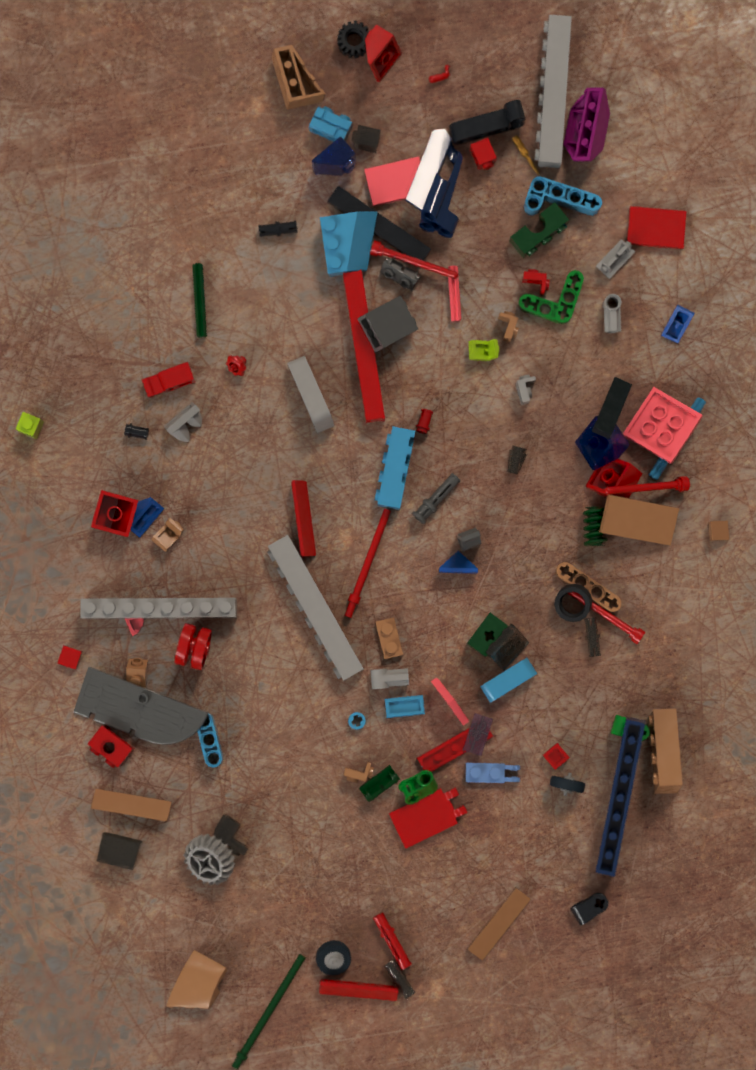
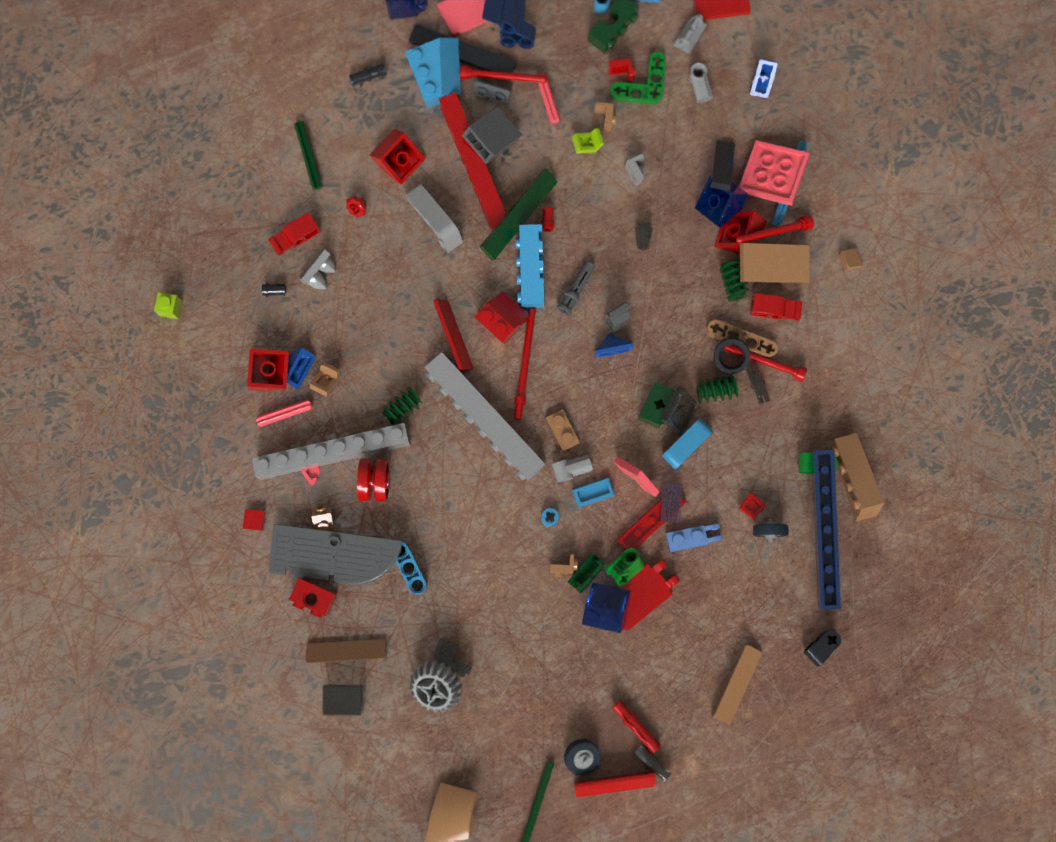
camera: 15 degrees left, 5 degrees down
(120, 558) = (284, 412): none -> coral axle
(236, 579) = (401, 406): none -> dark green piece
(288, 322) = (397, 156): none -> red slope
(355, 512) = (502, 317): none -> red slope
(390, 822) = (606, 607): none -> clear blue slope
(395, 411) = (518, 214): none -> dark green tile
(550, 632) = (717, 388): none -> dark green piece
(630, 563) = (775, 307): none -> red piece

